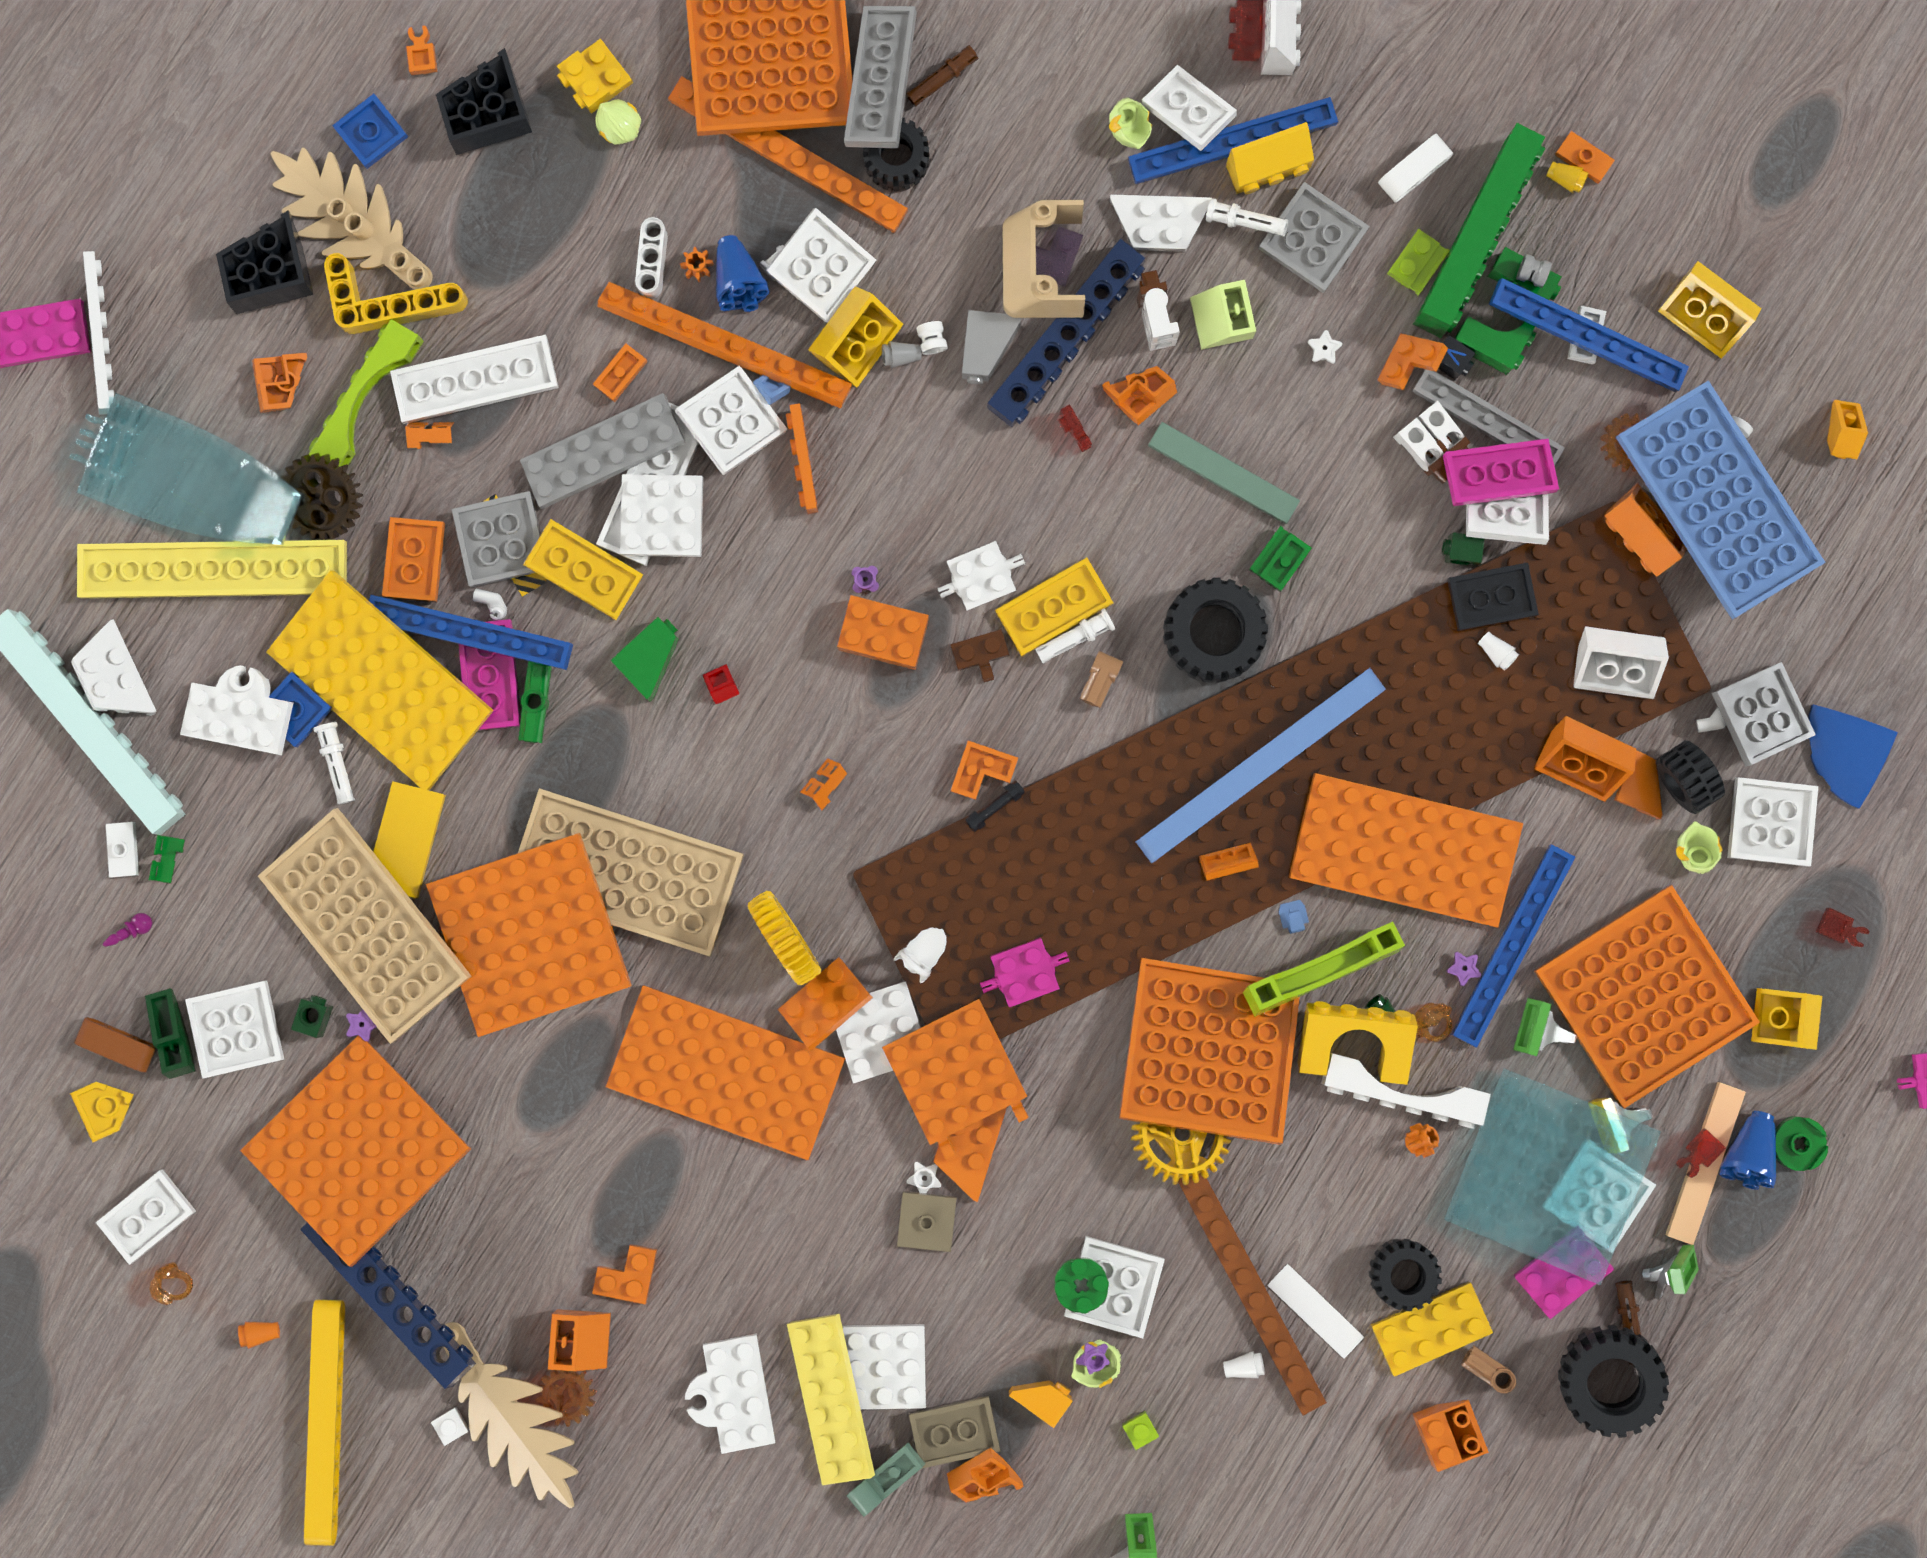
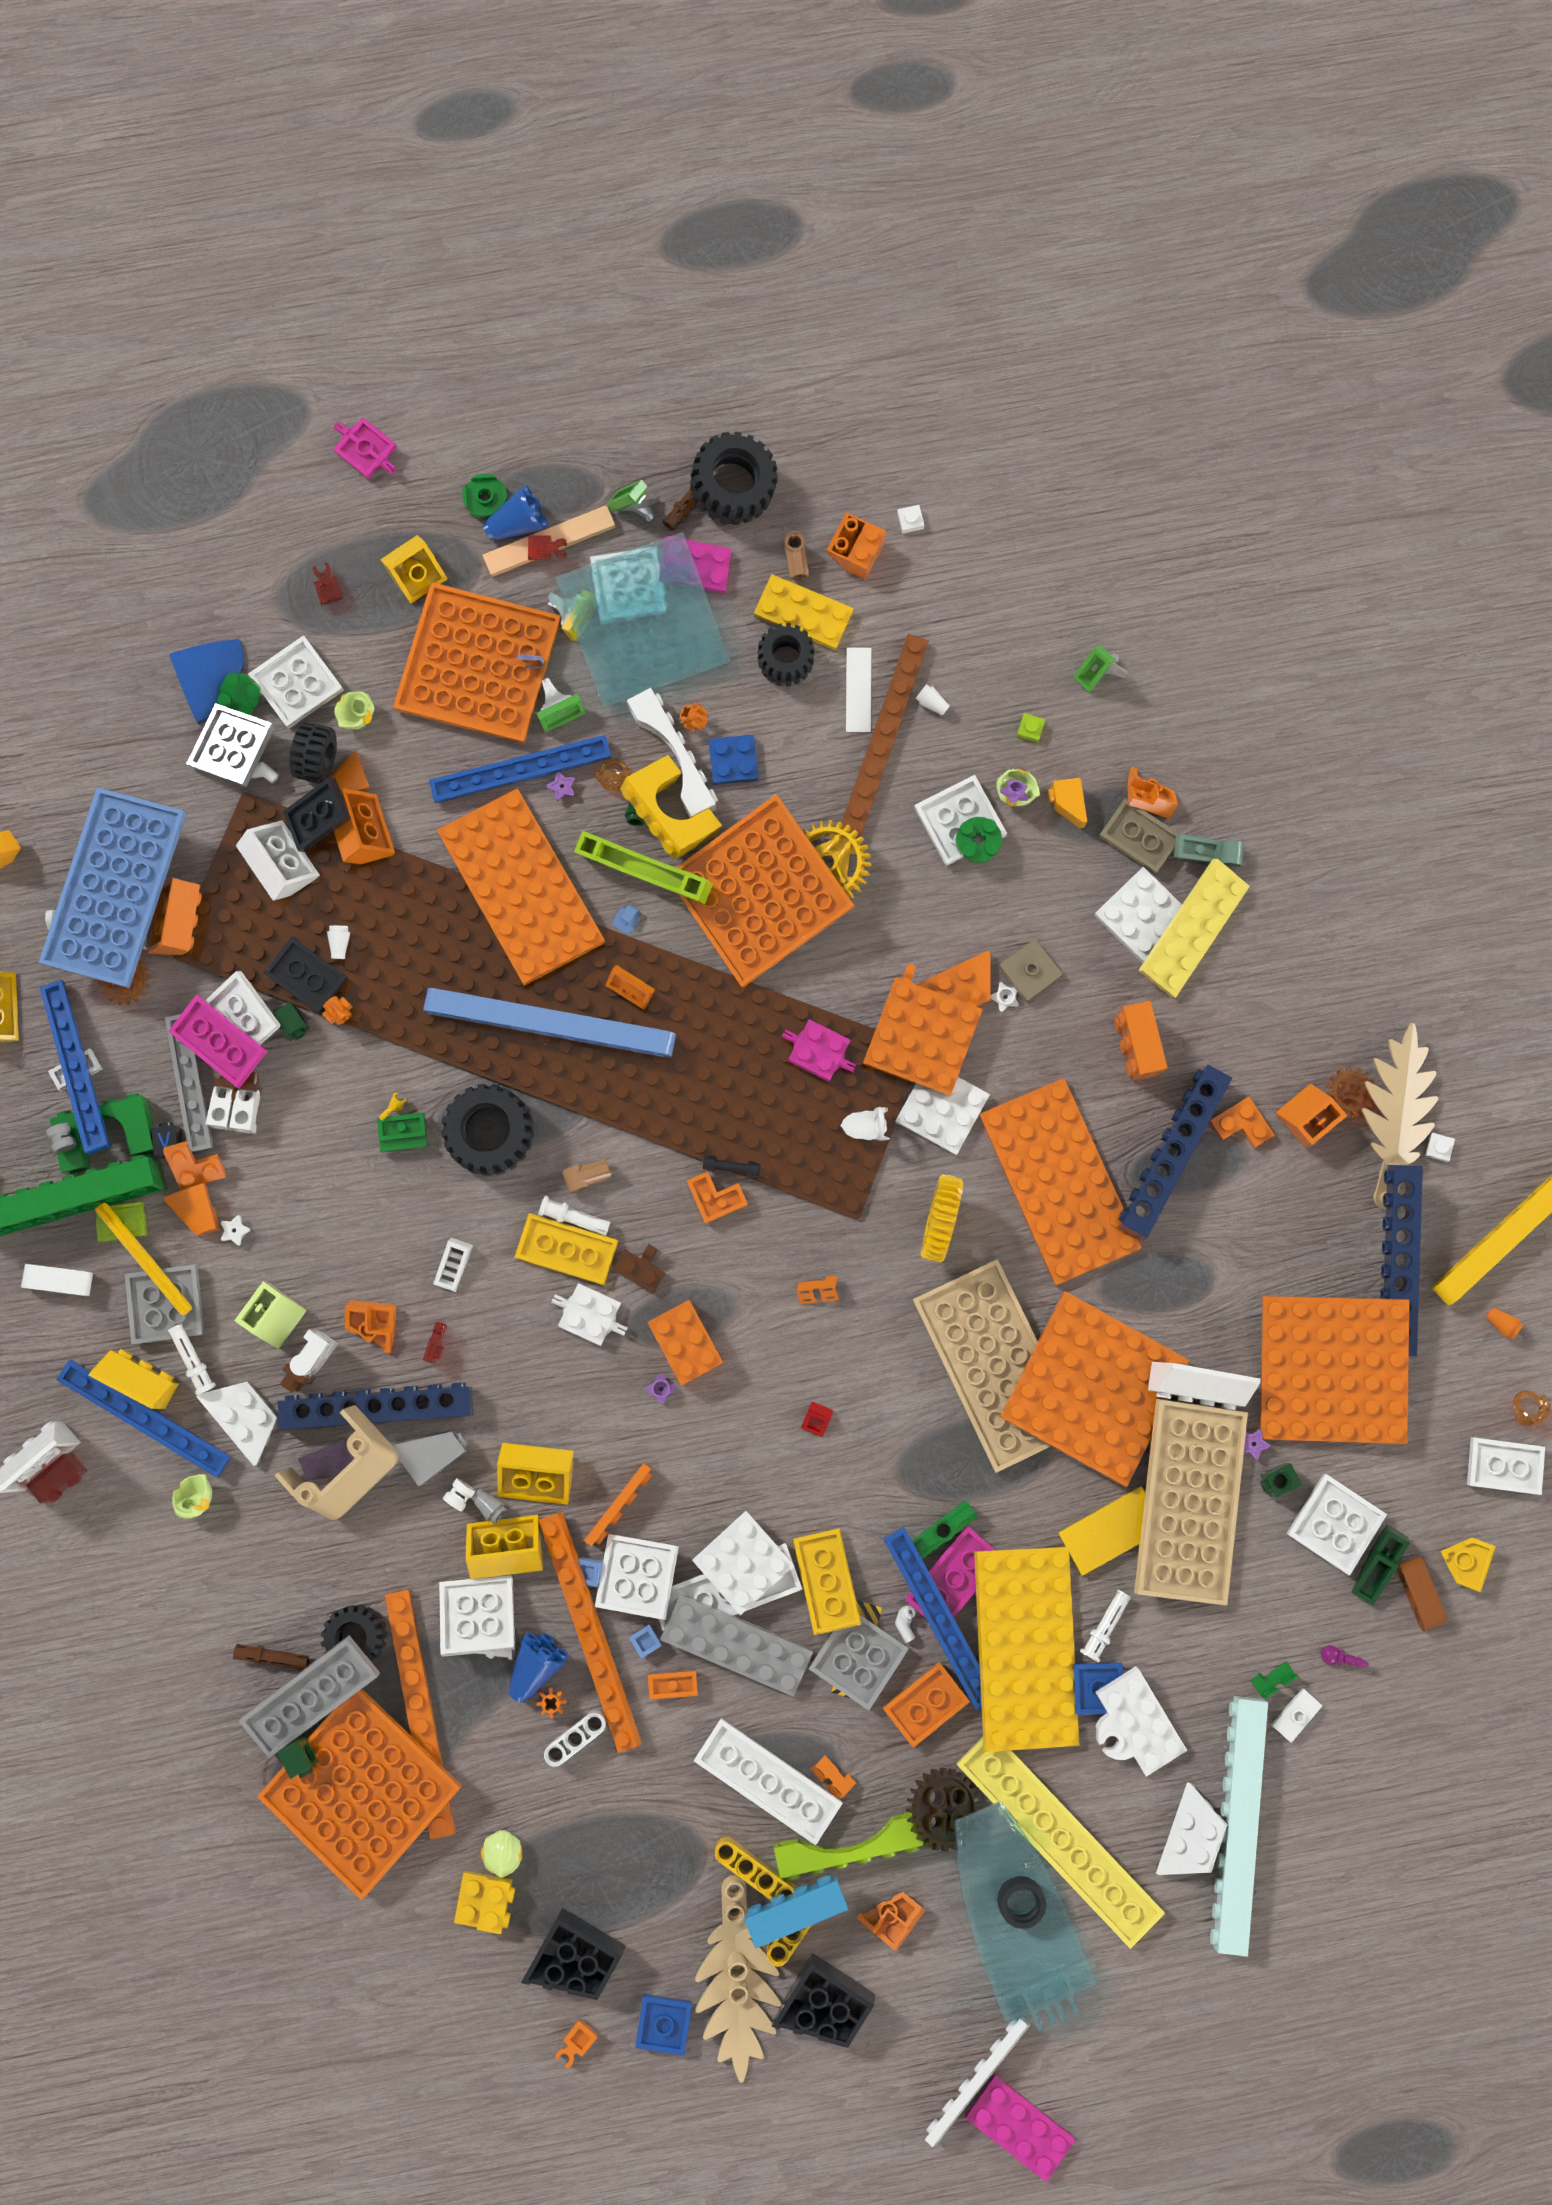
camera: 135 degrees left, 5 degrees down
(176, 482) = (1031, 1918): none -> black tyre
(354, 307) = (795, 1911): none -> dark azure brick
(447, 1025) = (1201, 1384): none -> white slope
(648, 657) = (844, 1483): green slope -> none
(674, 382) = (645, 1641): none -> medium blue plate
(679, 1285) = (1216, 1083): none -> dark blue brick
(733, 1394) = (1249, 990): white plate -> none
(776, 1254) = (1140, 1041): none -> orange brick
(825, 1003) = (957, 1156): orange plate -> none
(840, 26) = (298, 1758): none -> dark green brick
(892, 414) = (534, 1473): none -> yellow slope
(1138, 521) = (463, 1246): none -> white slope
(1189, 107) = (146, 1467): white plate -> none
(1224, 473) = (377, 1220): sand green tile -> none
(1310, 572) = (394, 1105): none -> yellow hand
(1352, 1140) = (733, 759): none -> blue plate
(1367, 252) = (143, 1259): none -> yellow axle
(1372, 331) = (195, 1209): none -> orange slope
(1431, 1508) = (910, 519): none -> white plate
(1436, 595) = (337, 1010): none -> orange gear
(1606, 1046) = (531, 657): none -> medium blue piece
(1629, 730) = (316, 814): none -> black plate
(1805, 763) = (239, 693): none -> green piece

